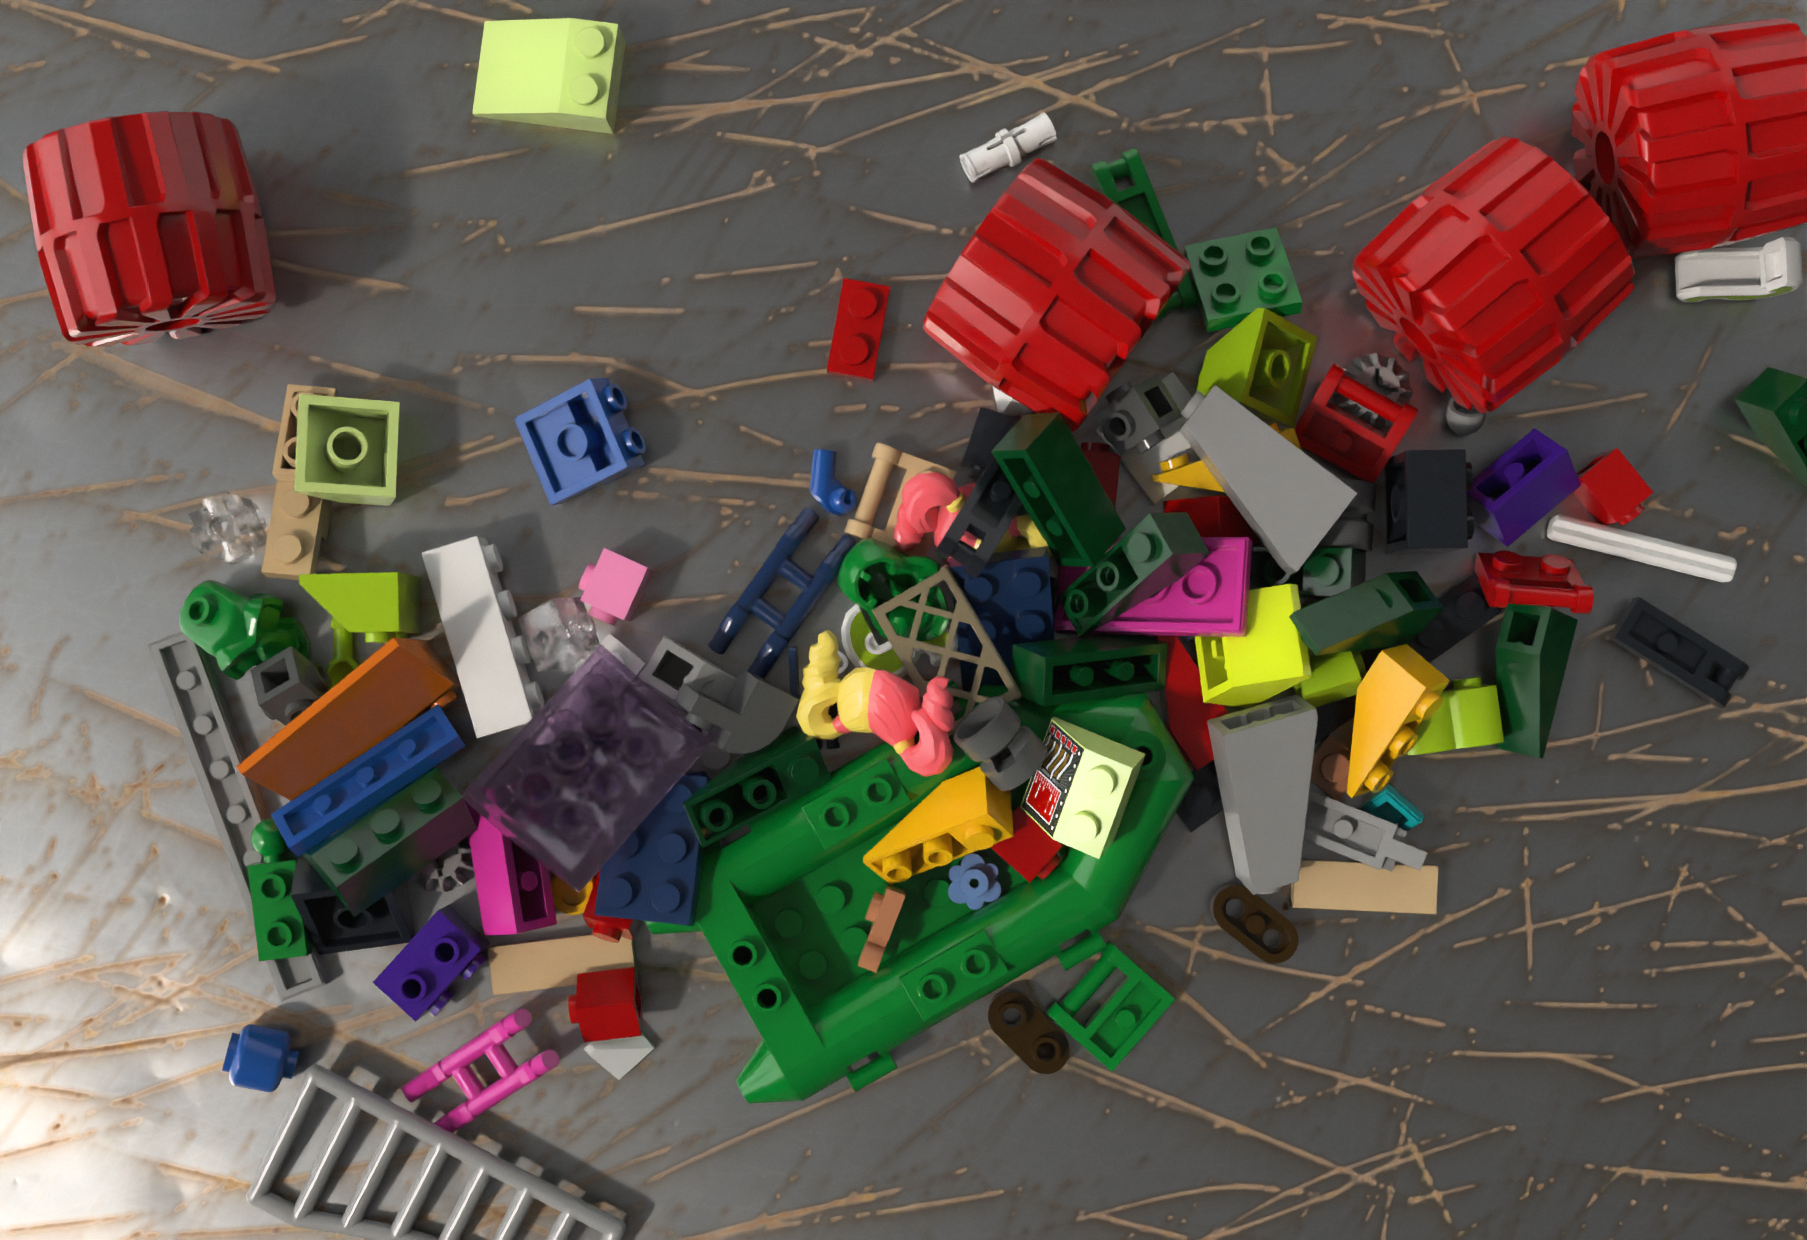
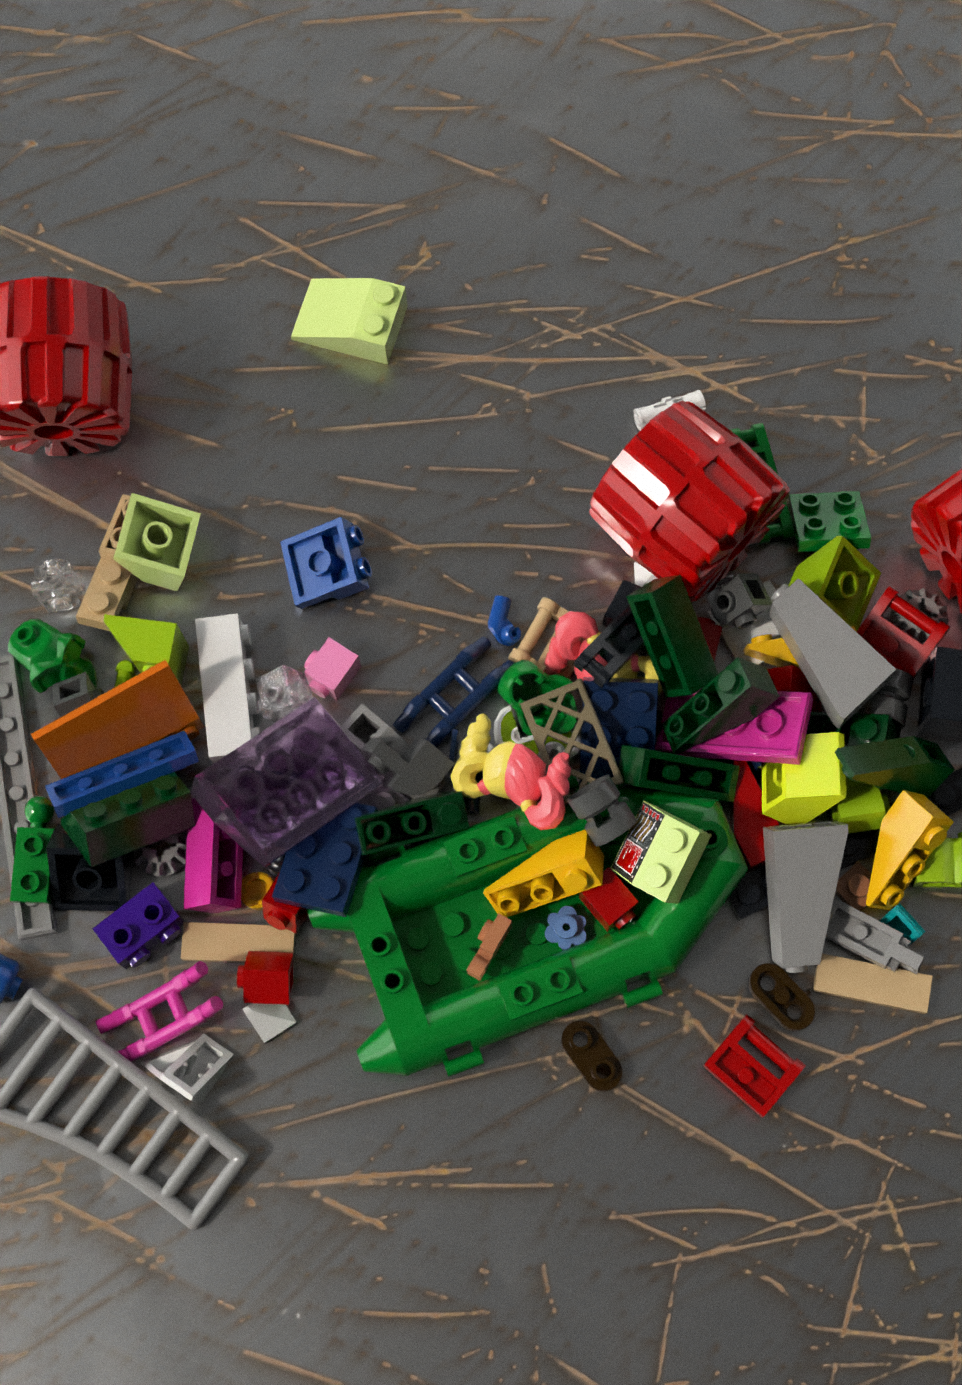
camera: 15 degrees right, 15 degrees down
(530, 1129) = (192, 1067): none -> white slope
(858, 329) = (541, 519): red plate -> none
(1122, 1017) = (668, 1054): green plate -> none
(1221, 1026) = (746, 1075): none -> red plate

